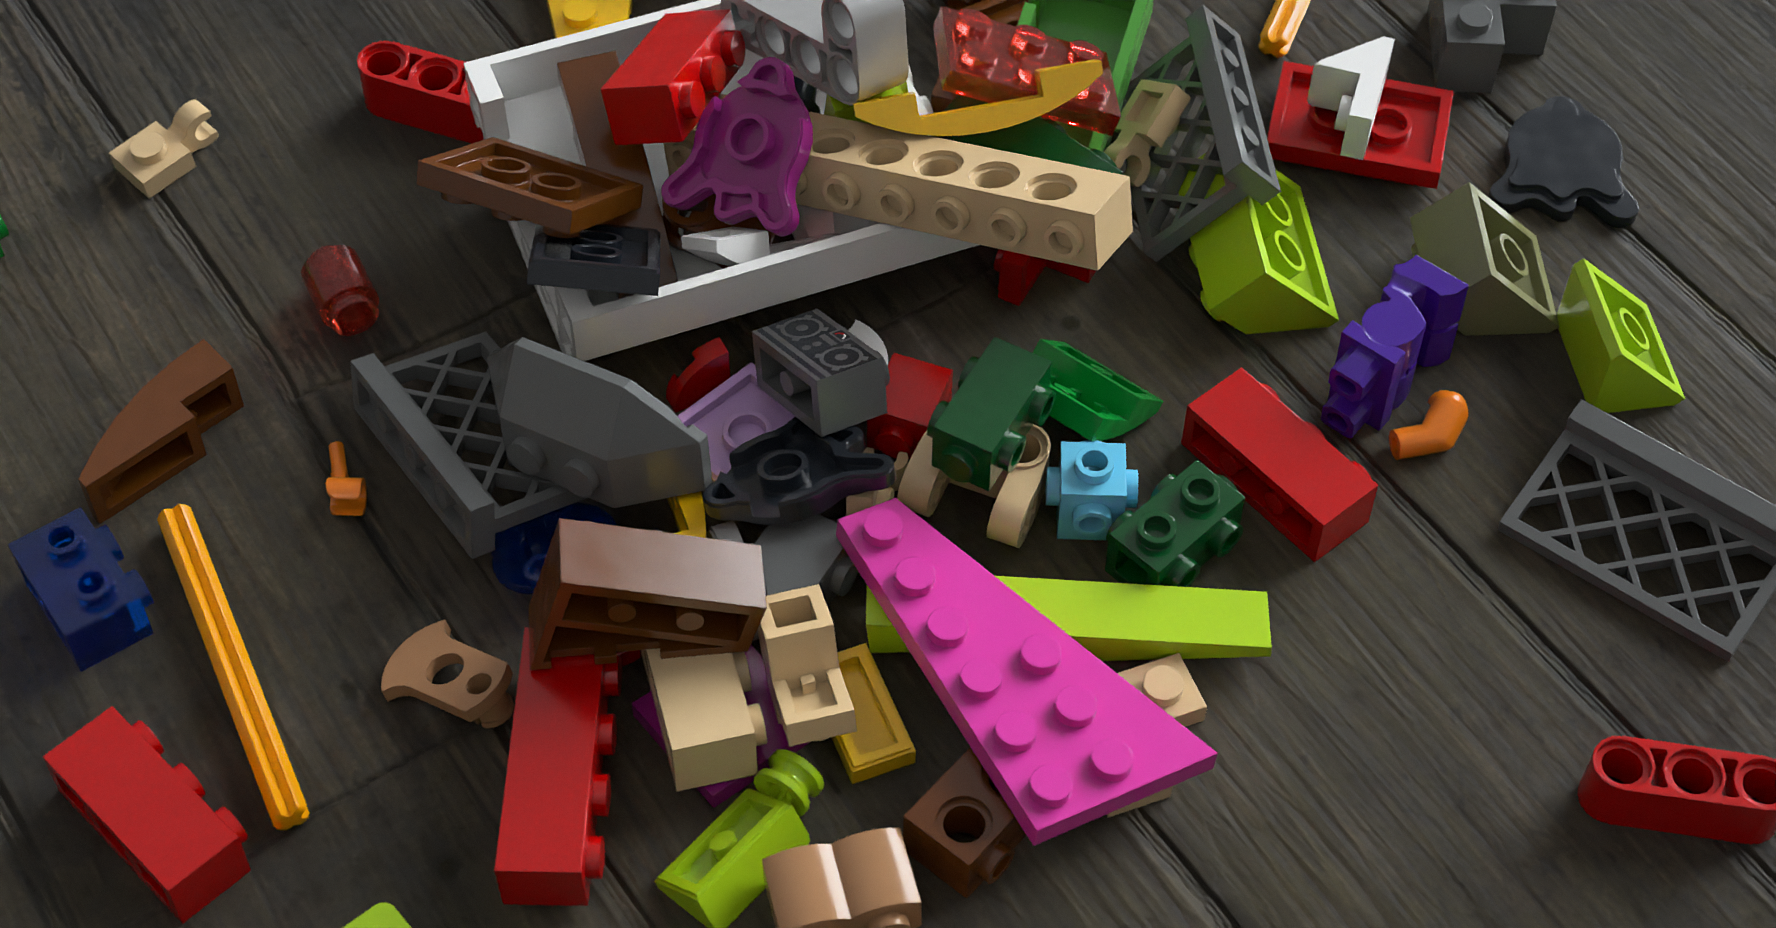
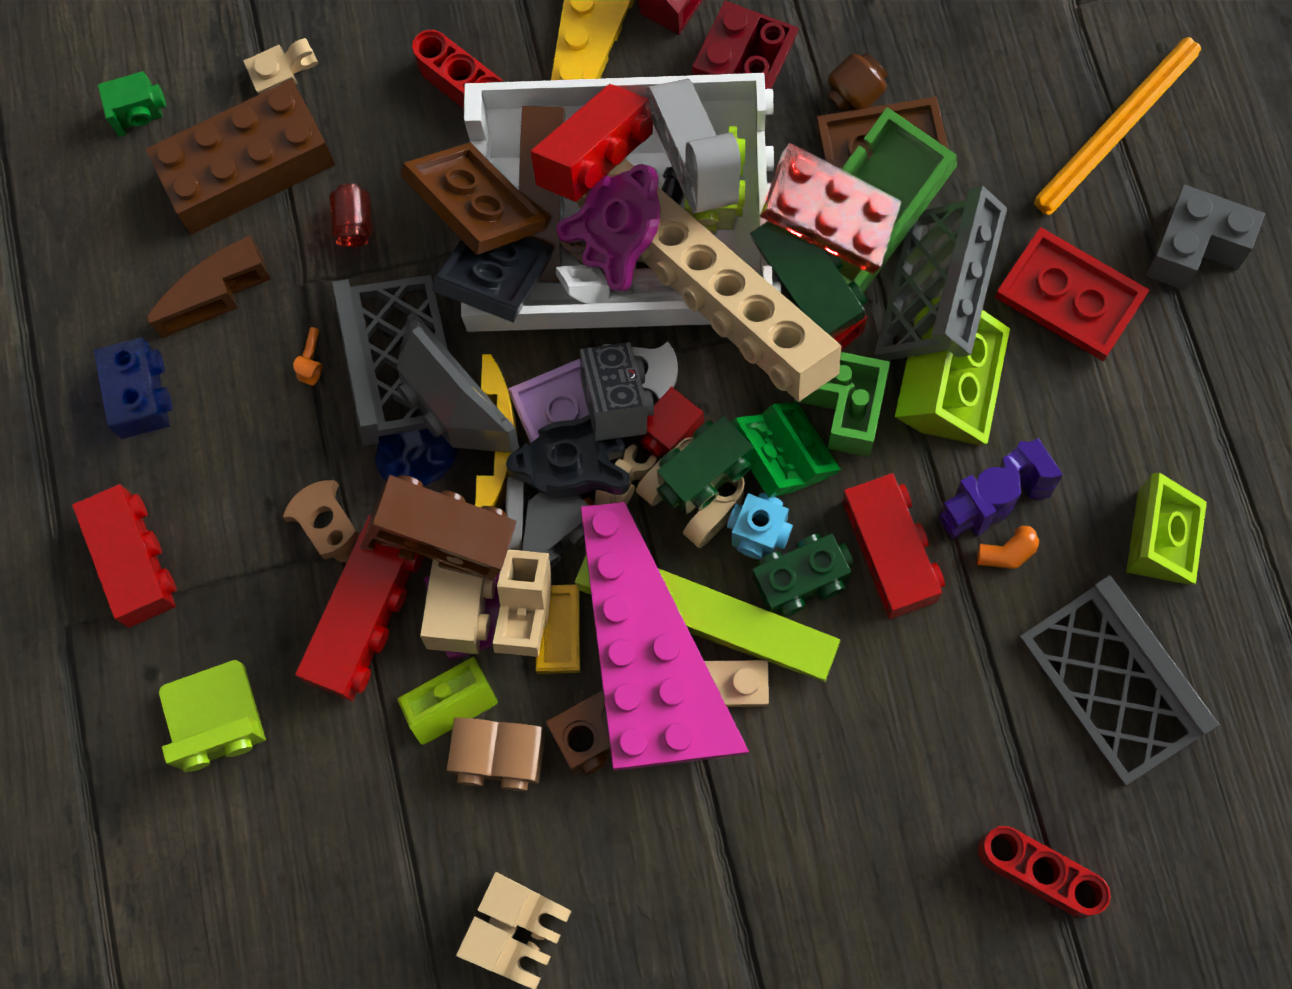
camera: 30 degrees right, 20 degrees up
(148, 260) = (240, 157): none -> reddish brown brick
(233, 668) = (204, 467): light orange axle -> none
(701, 376) = (553, 356): red tile -> none
(790, 780) = (494, 666): lime bush -> none
(1054, 88) = (723, 230): yellow slope -> none
(1136, 296) = (857, 402): none -> bright green brick
(1146, 122) = (911, 260): tan plate -> none
(1353, 87) = (1074, 273): white slope -> none
(1493, 256) = (1102, 440): olive slope -> none
(1562, 161) = (1204, 367): black tile -> none

